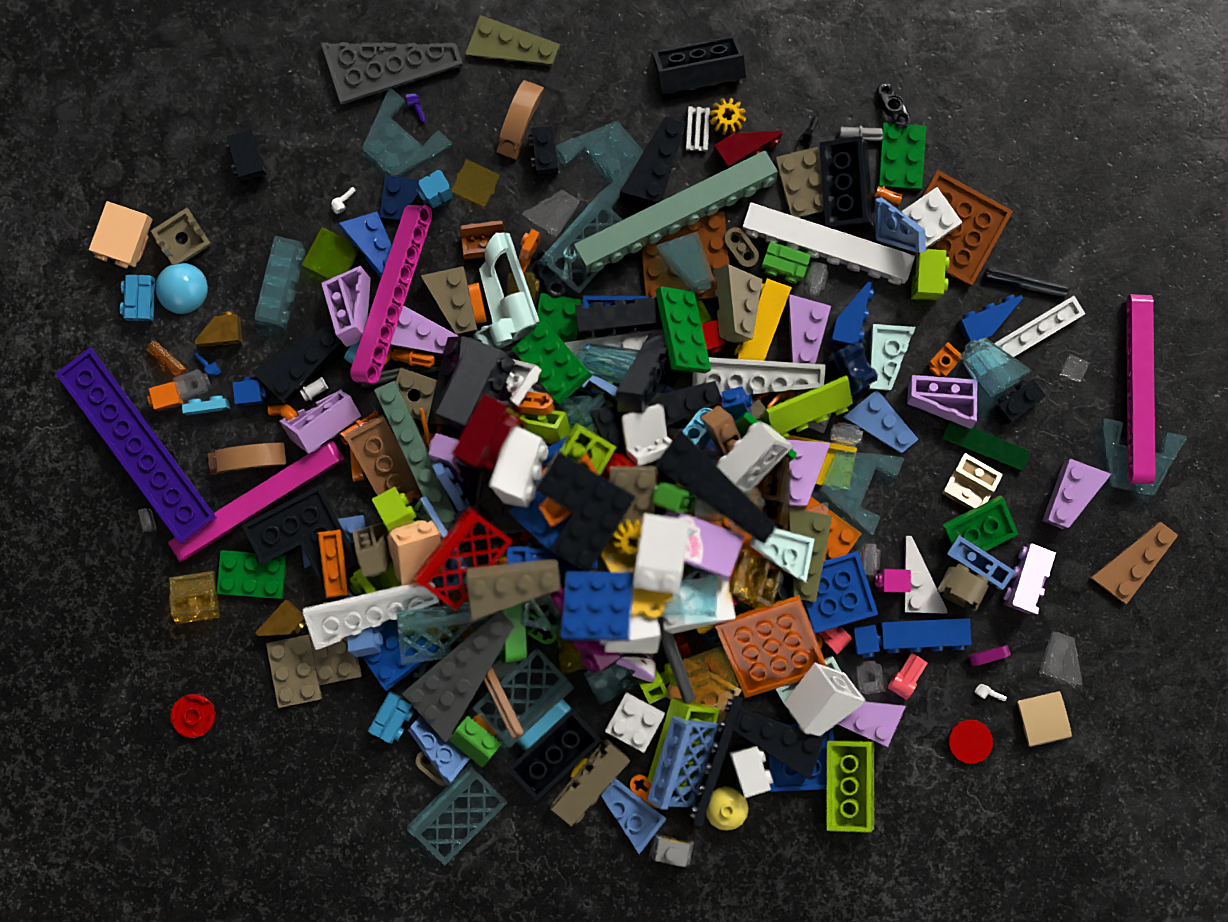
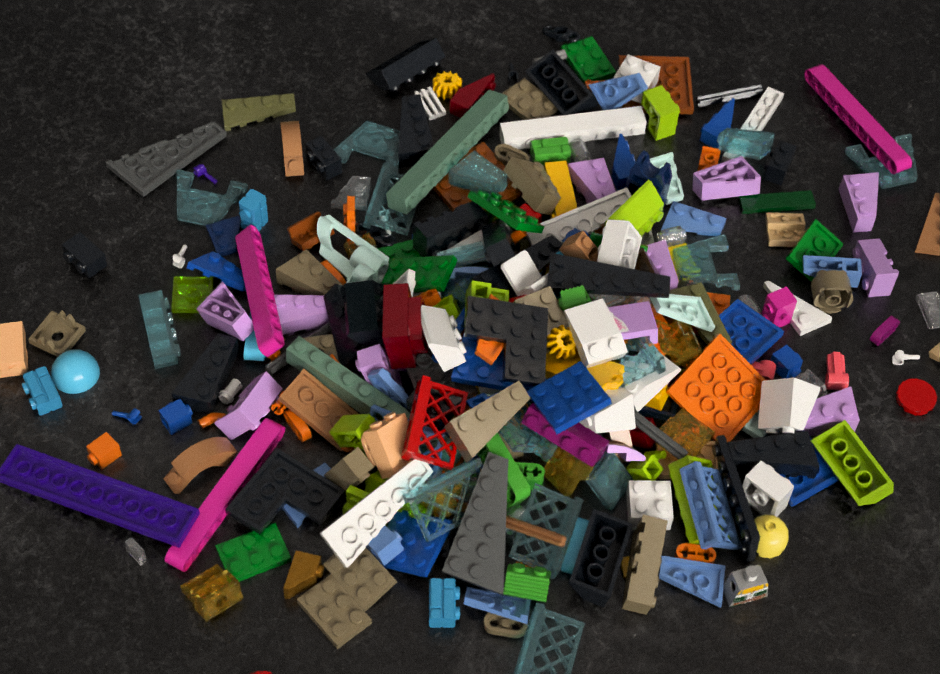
camera: 30 degrees left, 30 degrees down
(166, 359) = (89, 425): clear orange pin -> none
(184, 382) = (123, 430): clear brick -> none
(195, 406) = (143, 443): medium azure plate -> none
(221, 331) = (128, 384): pearl gold slope -> none
(333, 563) = (321, 496): orange tile -> none
(413, 357) = (301, 330): orange axle -> none
(475, 183) = (282, 203): clear yellow piece -> none
(925, 634) = (828, 337): blue brick -> none
(1074, 368) = (801, 131): clear tile -> none

